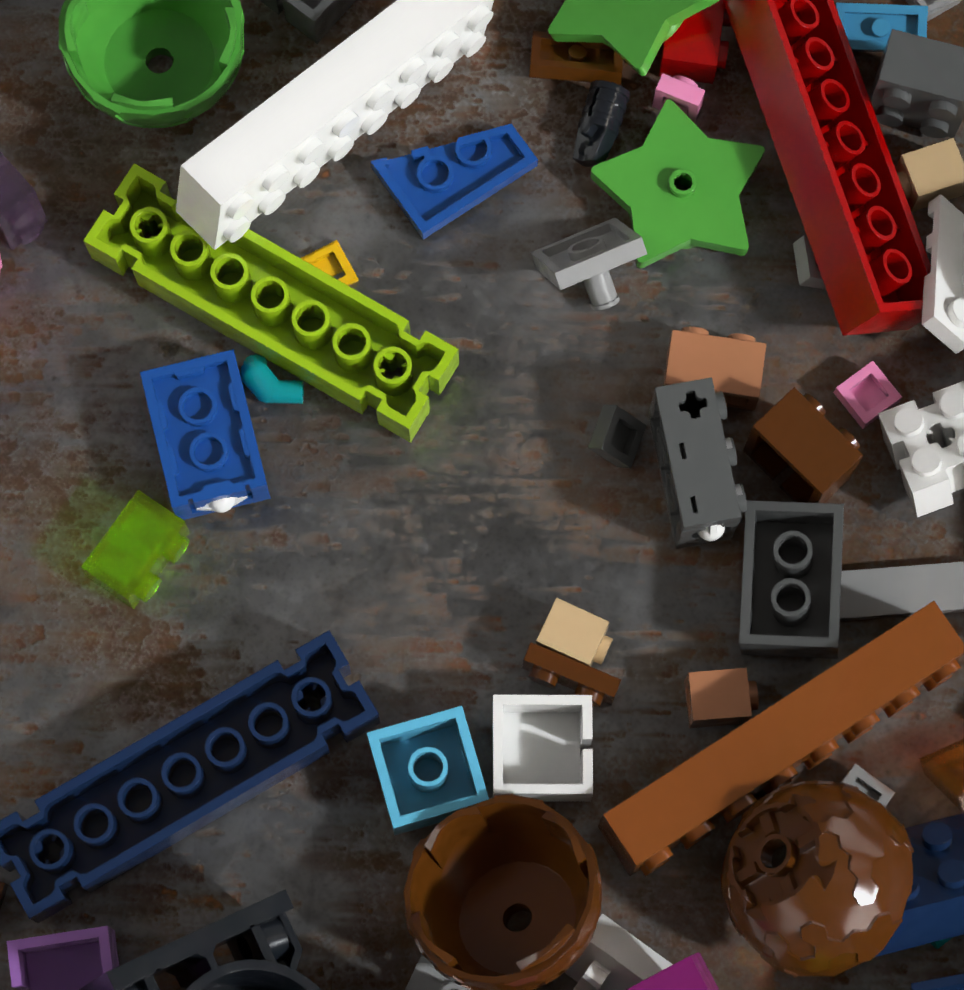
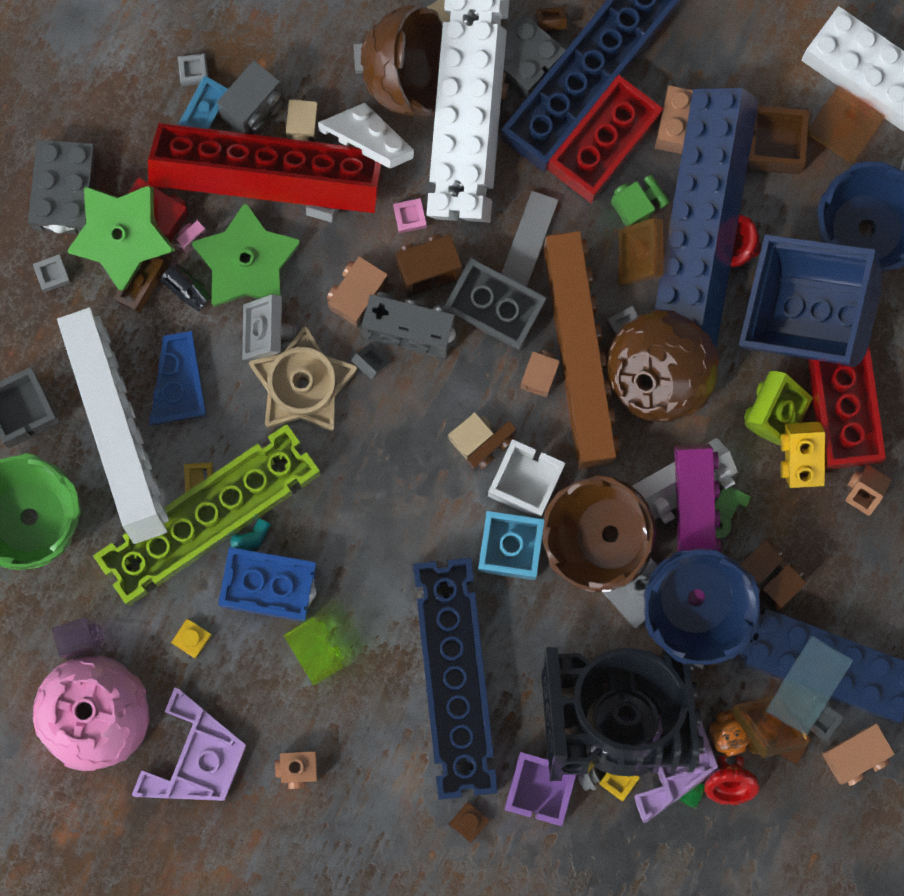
camera: 65 degrees left, 5 degrees up
(81, 366) = (191, 638): none -> yellow plate
(540, 319) = (302, 362): none -> tan plate

